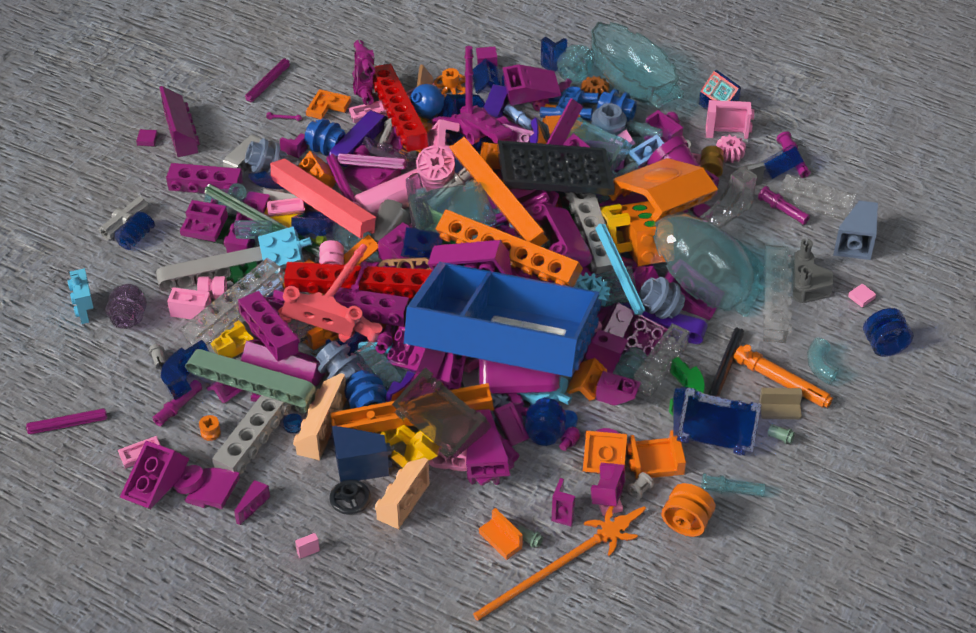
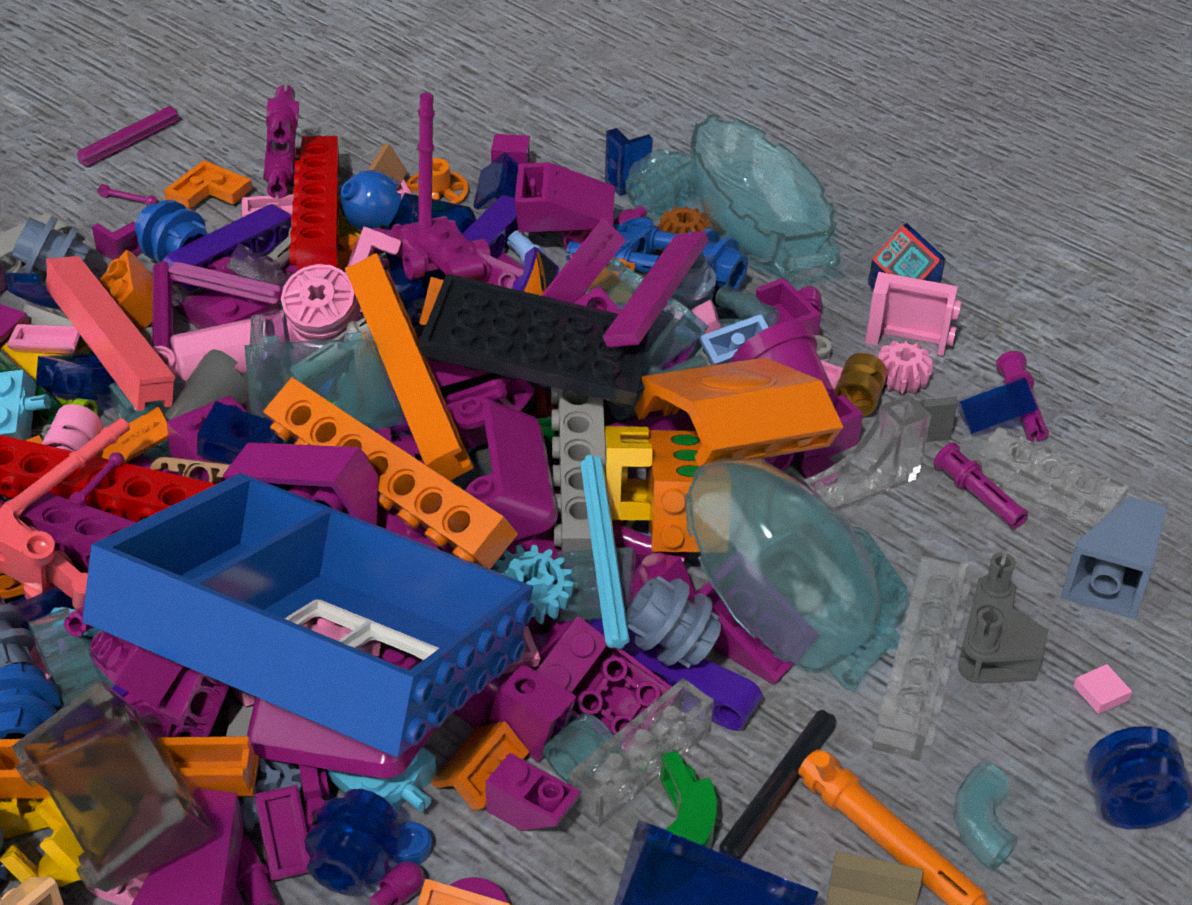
camera: 10 degrees right, 5 degrees down
(605, 130) = (655, 290): none -> magenta tile

